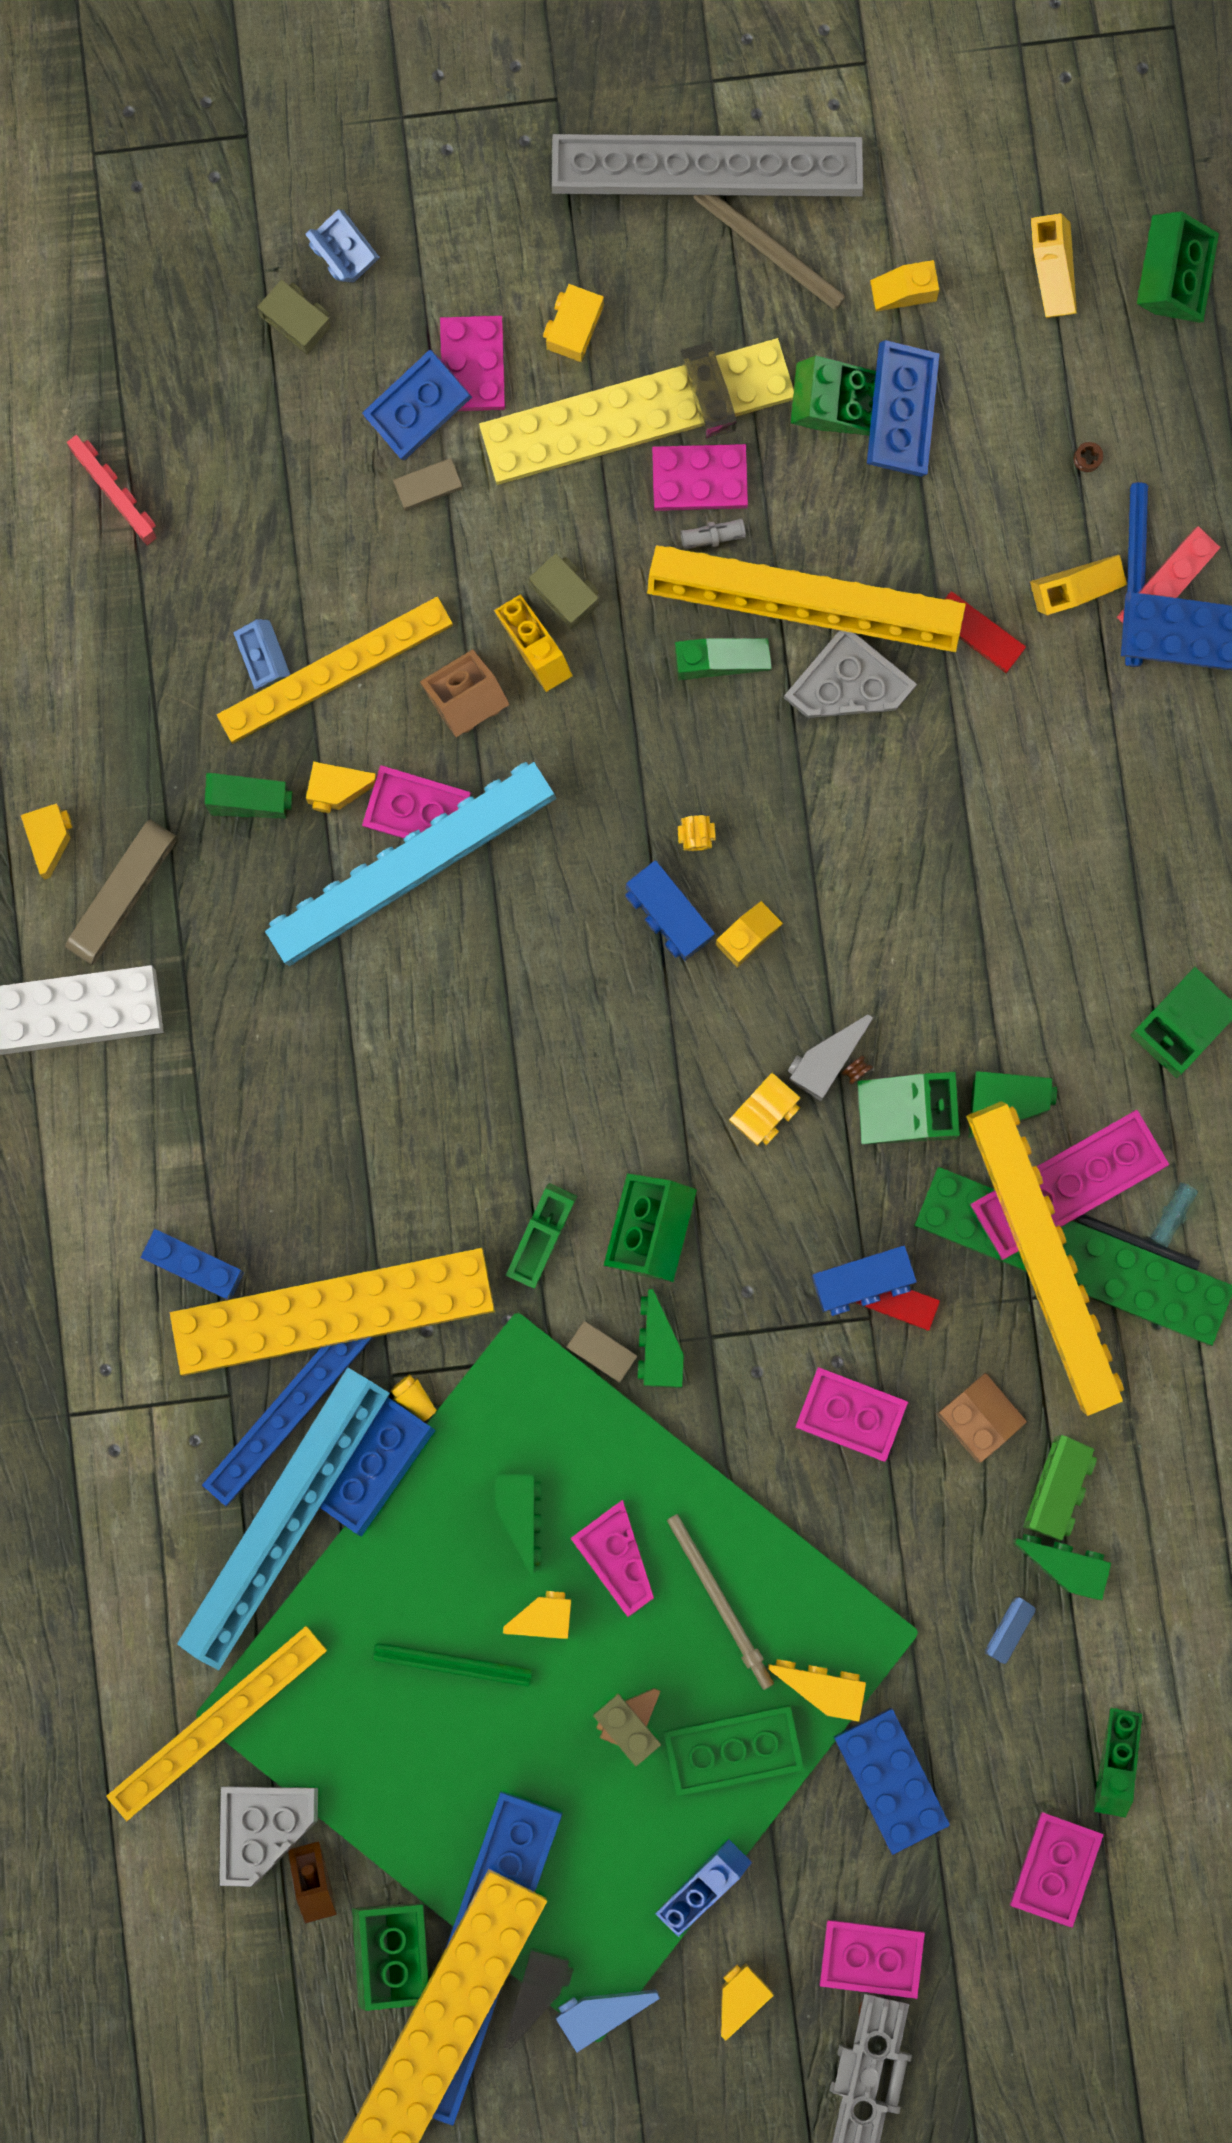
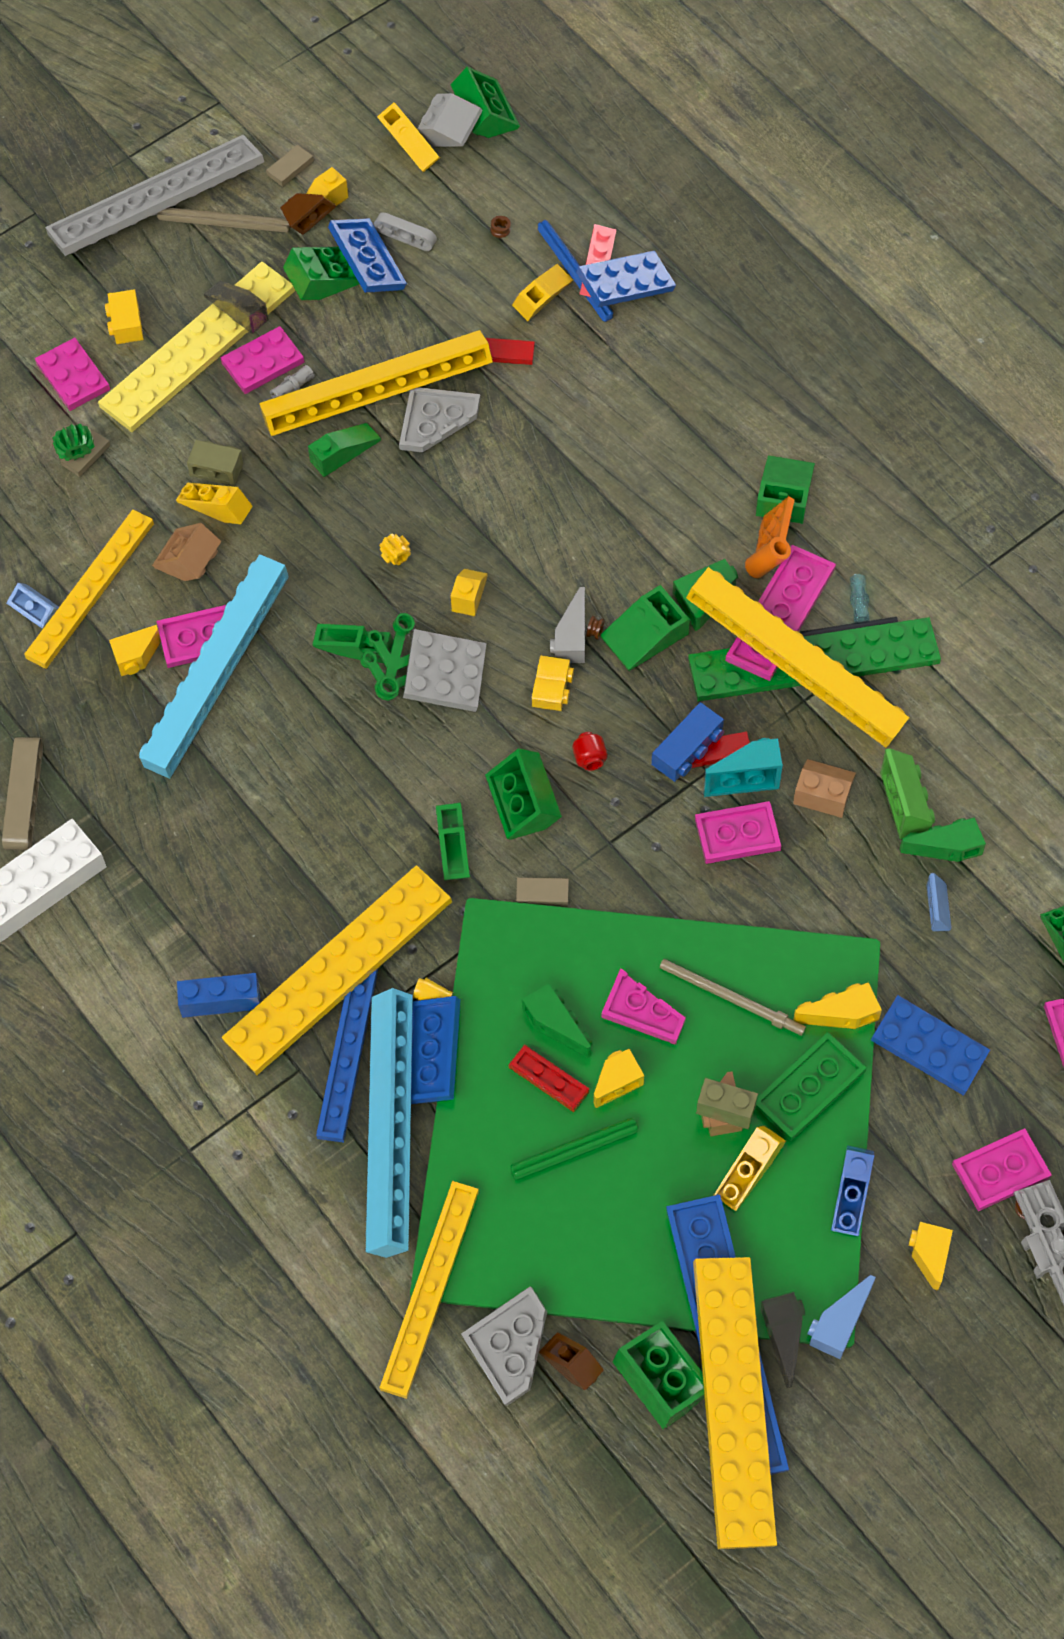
camera: 30 degrees left, 20 degrees down
(246, 796) = (75, 687): green slope -> none
(415, 474) = (73, 442): none -> green gear
(417, 405) = (49, 407): blue plate -> none
(474, 1571) = (549, 1078): none -> red tile
(581, 924) = (347, 640): none -> green slope
(608, 978) = (390, 659): none -> green plant
(616, 1798) = (750, 1166): none -> yellow slope
(659, 1021) = (444, 670): none -> light grey plate
(662, 1352) = (584, 865): green slope -> none
(668, 911) = (395, 597): blue brick -> none
(755, 1218) = (589, 751): none -> red head
(866, 301) = (306, 211): none -> reddish brown slope
(893, 213) = (290, 165): none -> dark tan tile
(912, 1354) = (746, 770): none -> teal slope
(969, 398) = (405, 231): none -> light grey beam
(1106, 1102) = (772, 542): none -> orange piece
(1115, 275) = (448, 121): none -> light grey slope

